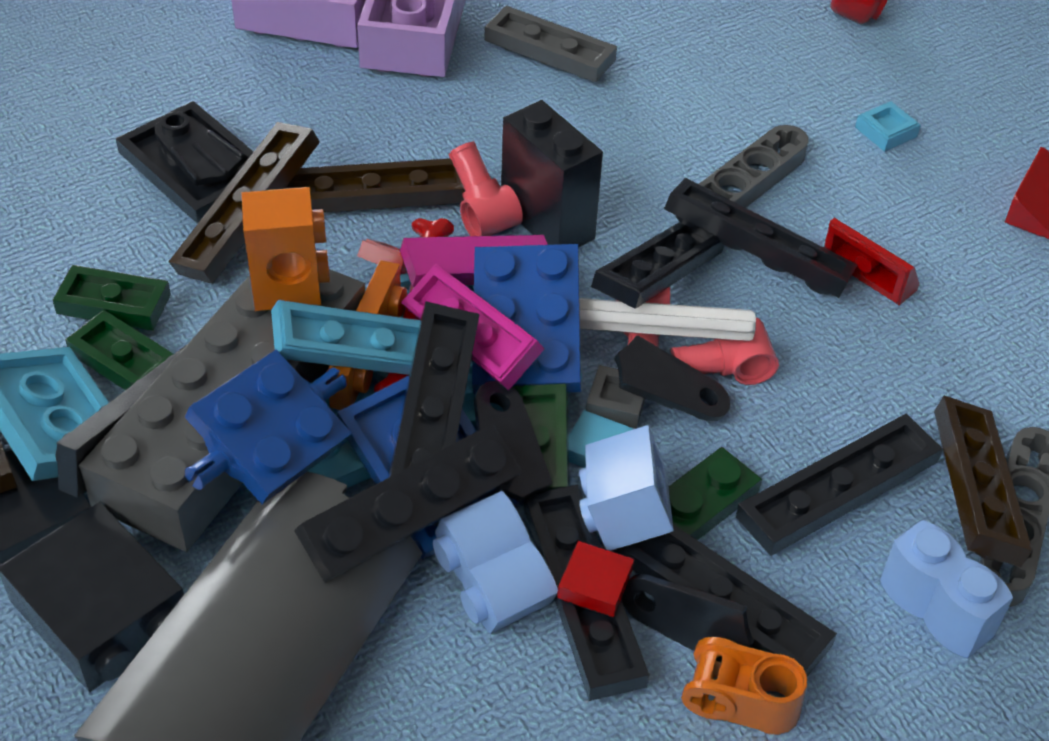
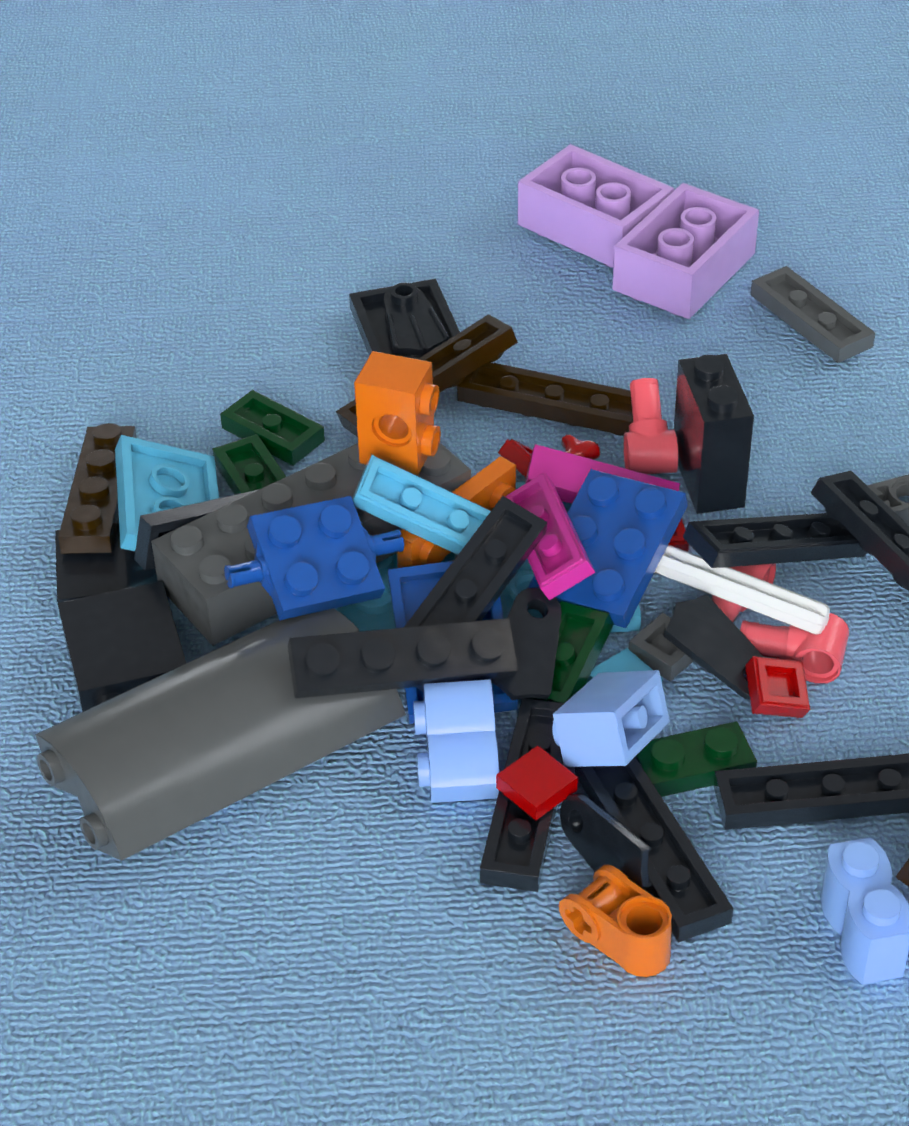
camera: 30 degrees right, 5 degrees down
(736, 401) = (777, 687): none -> red tile

